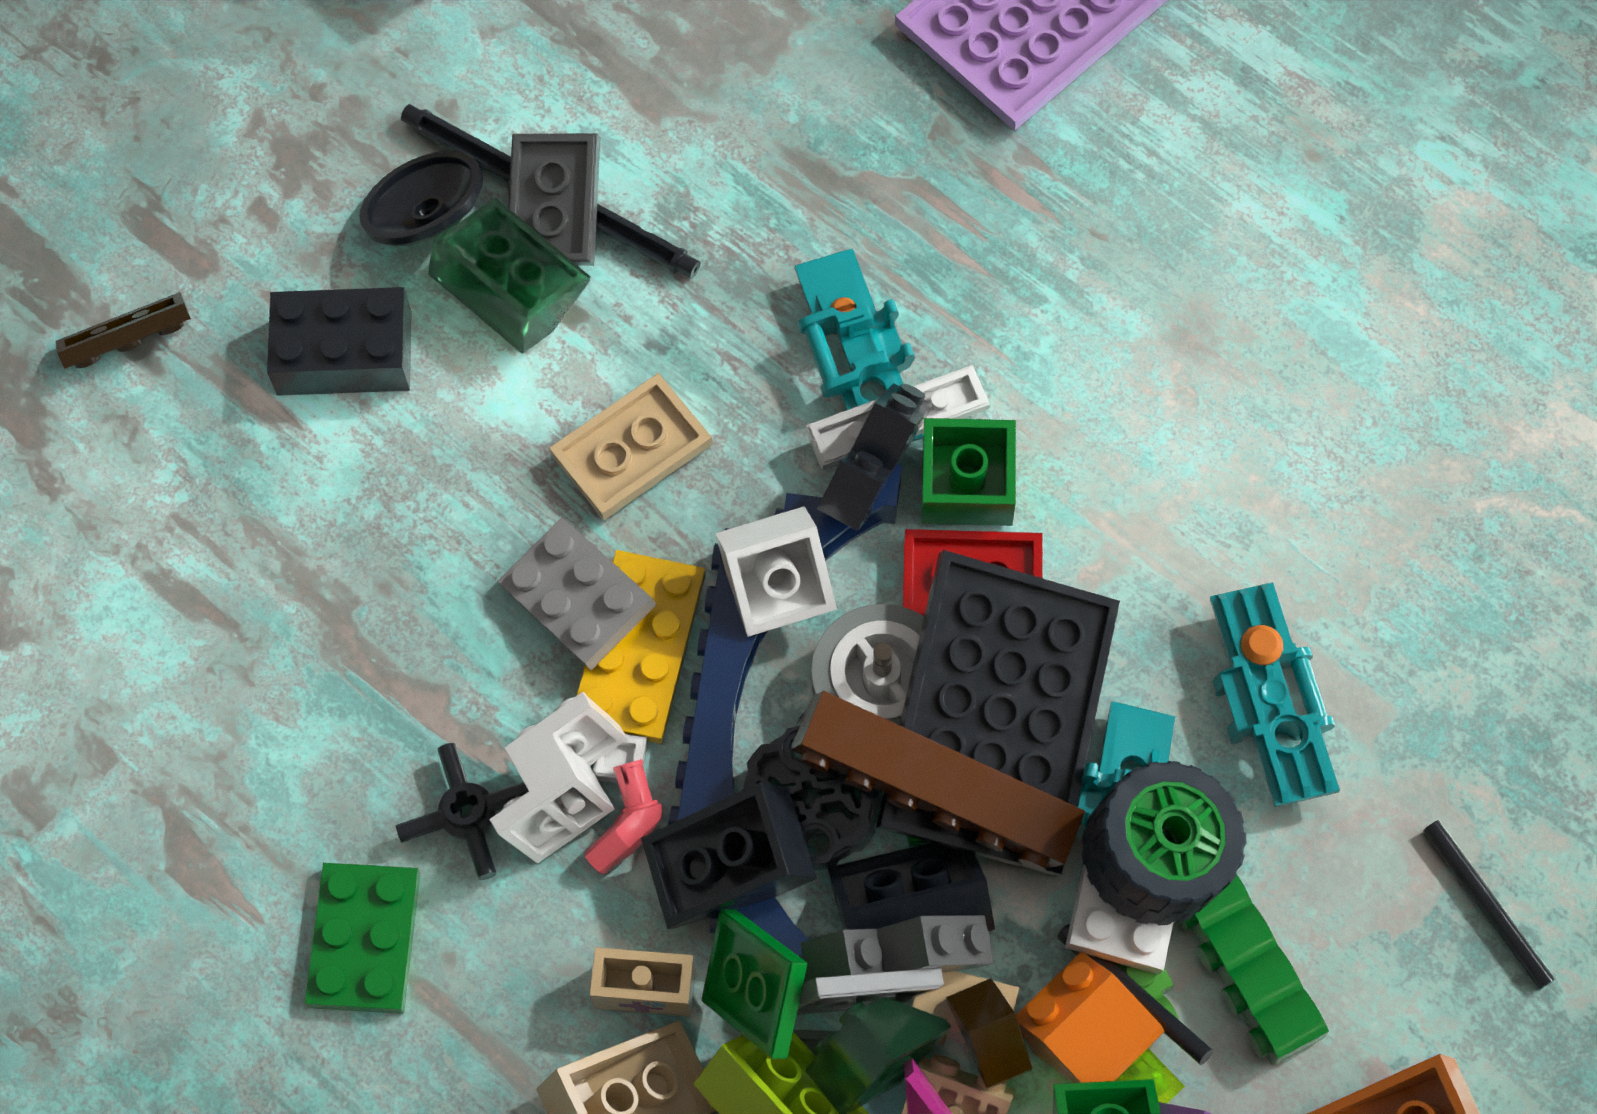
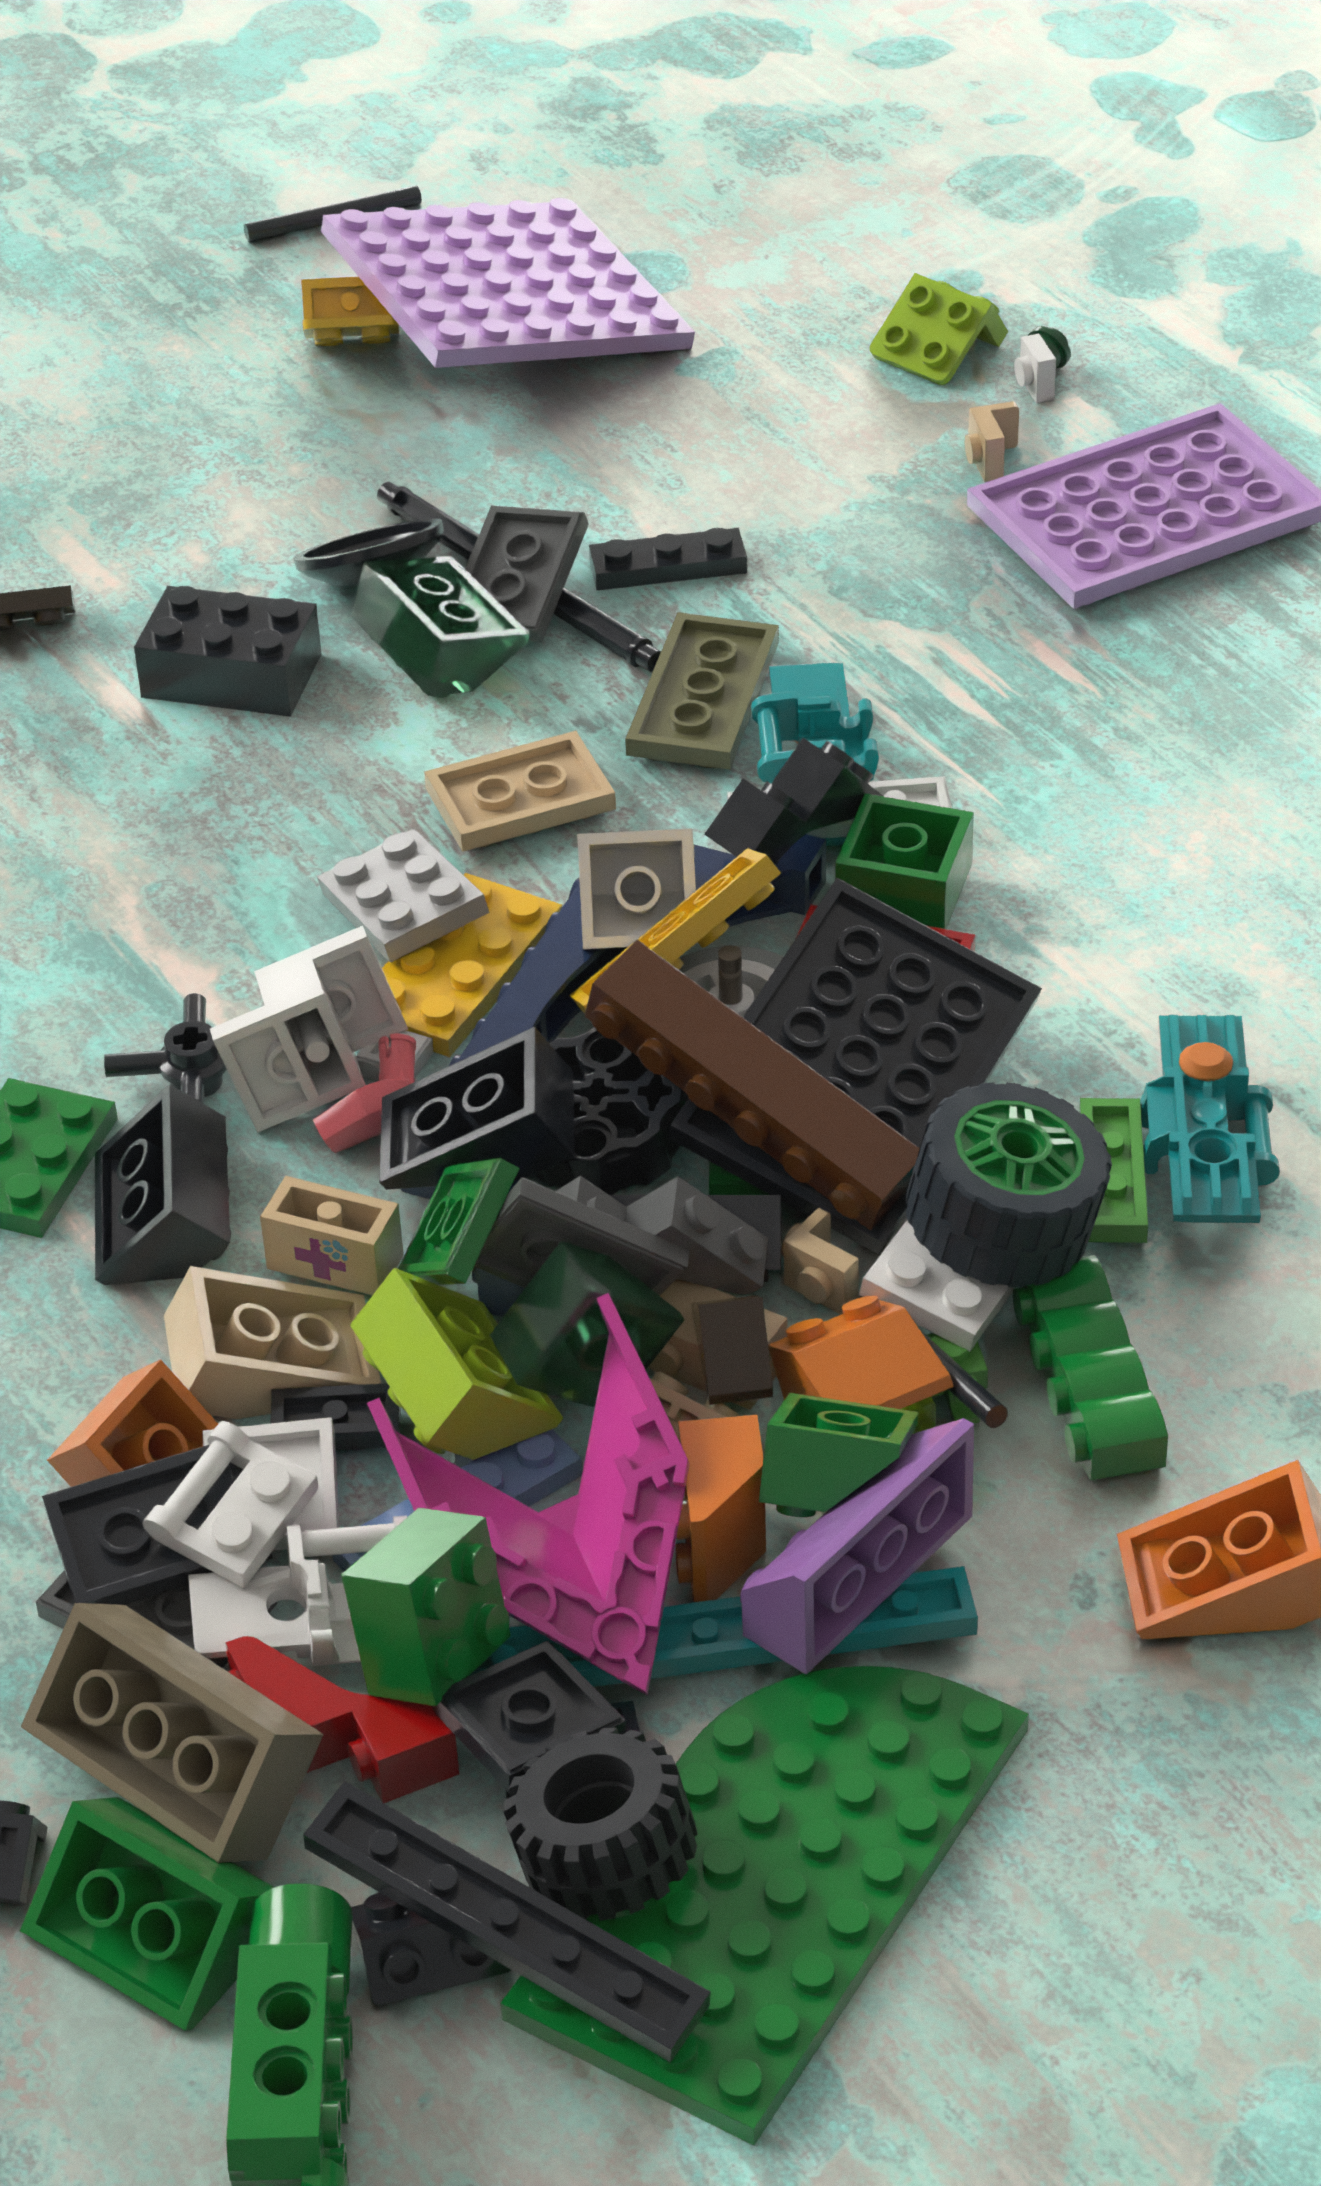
camera: 15 degrees right, 25 degrees down
(489, 960) = (162, 1192): none -> black slope
(667, 141) = (667, 558): none -> black plate
(744, 297) = (702, 691): none -> olive plate
(828, 629) = (703, 913): none -> yellow plate
(1021, 918) = (816, 1266): none -> tan bracket
(1209, 740) = (1124, 1204): none -> bright green plate

